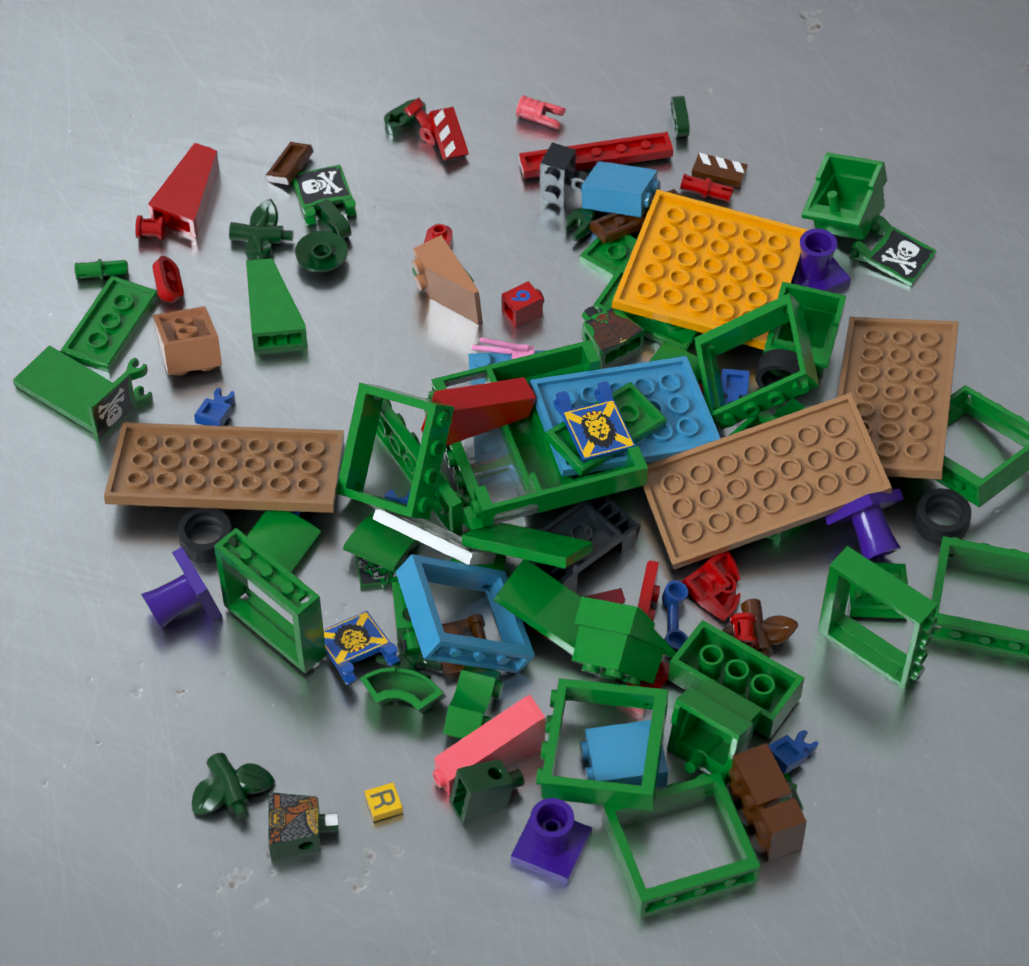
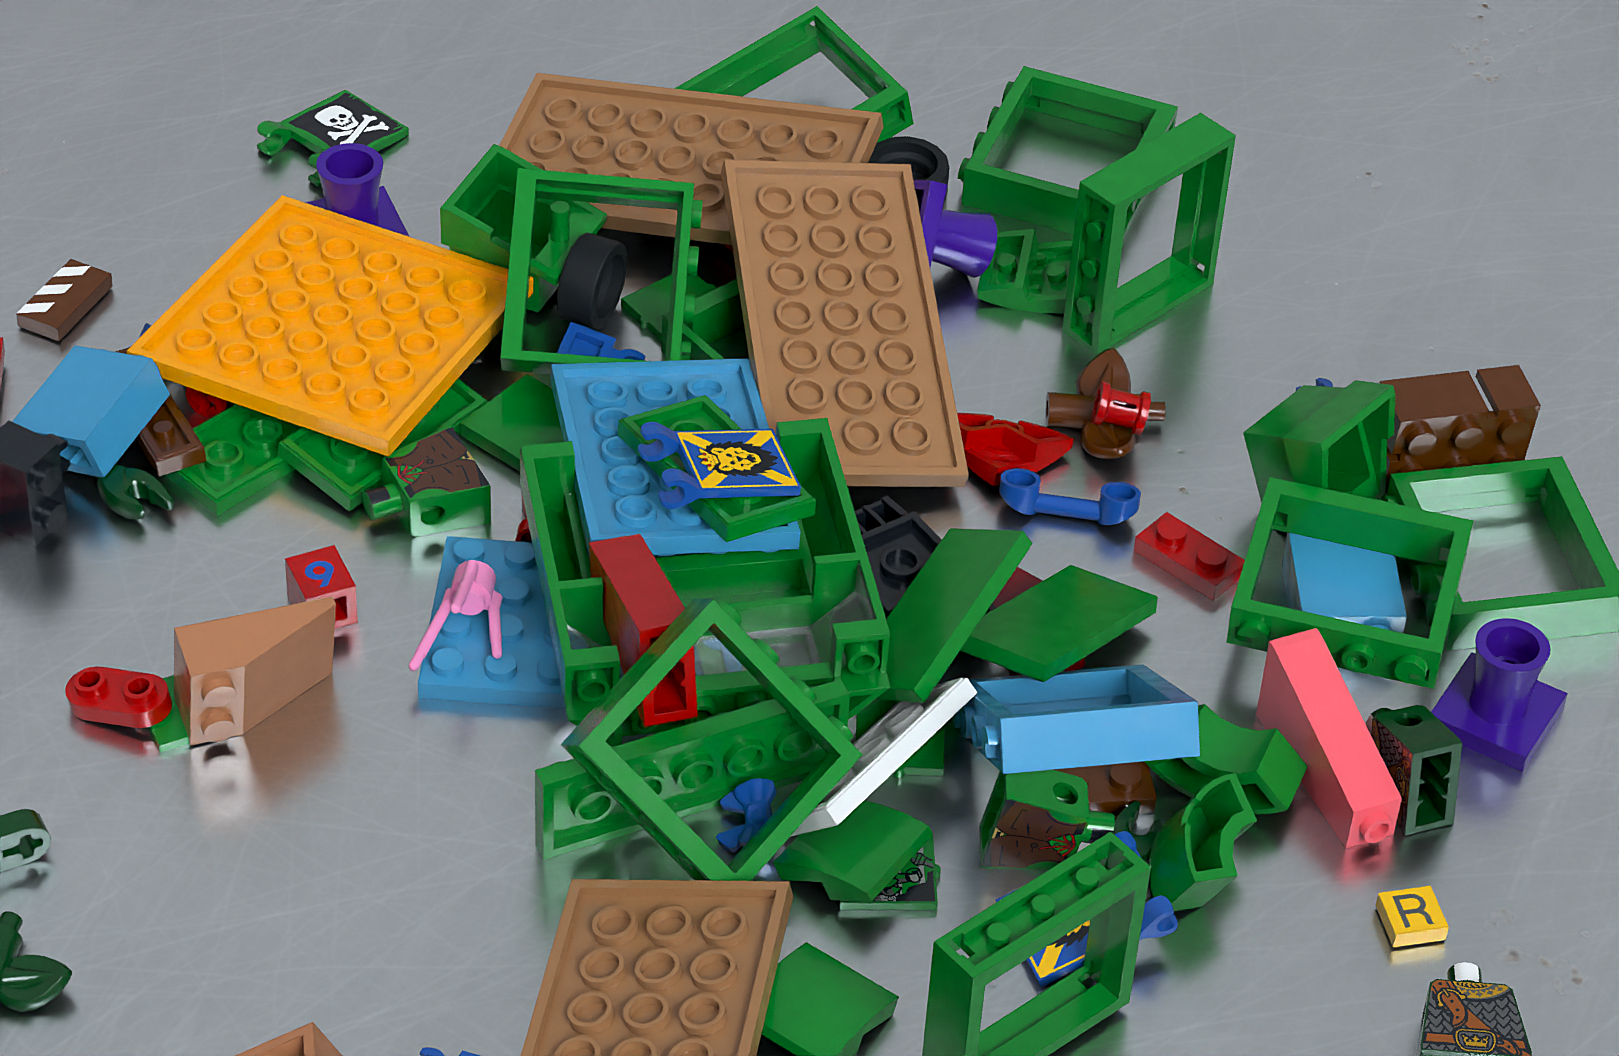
camera: 85 degrees left, 10 degrees down
(272, 309) = (206, 966): green slope -> none
(321, 251) = (82, 869): dark green dish -> none
(618, 642) = (1164, 527): green piece -> none
(649, 590) = (1046, 524): red plate -> none
(706, 188) = (109, 316): red pin -> none
(741, 669) = (1192, 441): green brick -> none
(847, 195) = (234, 127): green piece -> none

